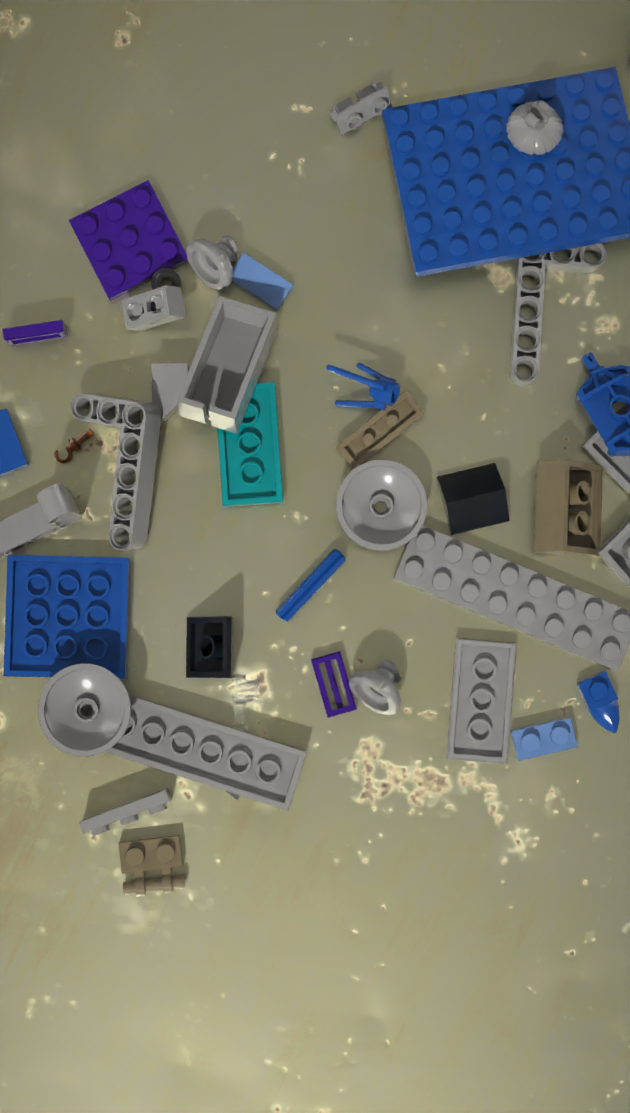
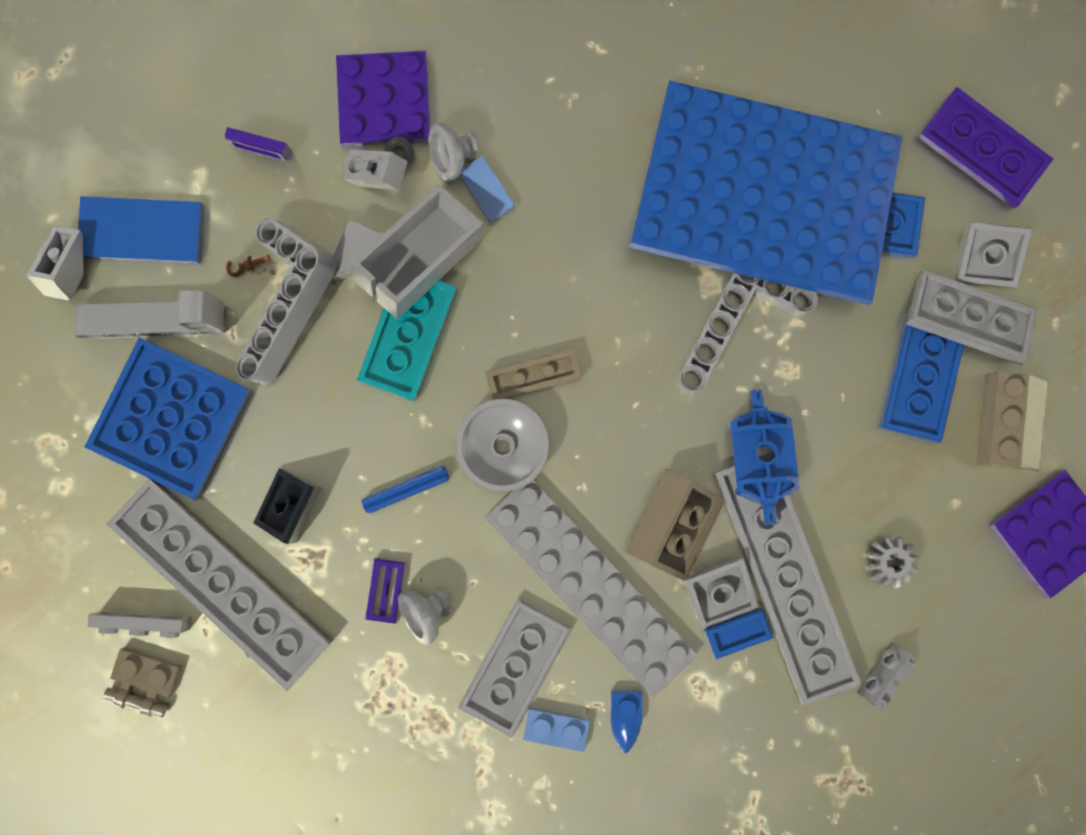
camera: 20 degrees right, 0 degrees up
(62, 710) = (118, 509): light grey dish -> none
(243, 691) = (300, 560): clear bar -> none
(371, 102) = (639, 73): light grey hinge -> none
(383, 390) = (552, 340): blue plant -> none
(473, 498) = (592, 476): black slope -> none
(534, 128) = (802, 158): light grey hair -> none

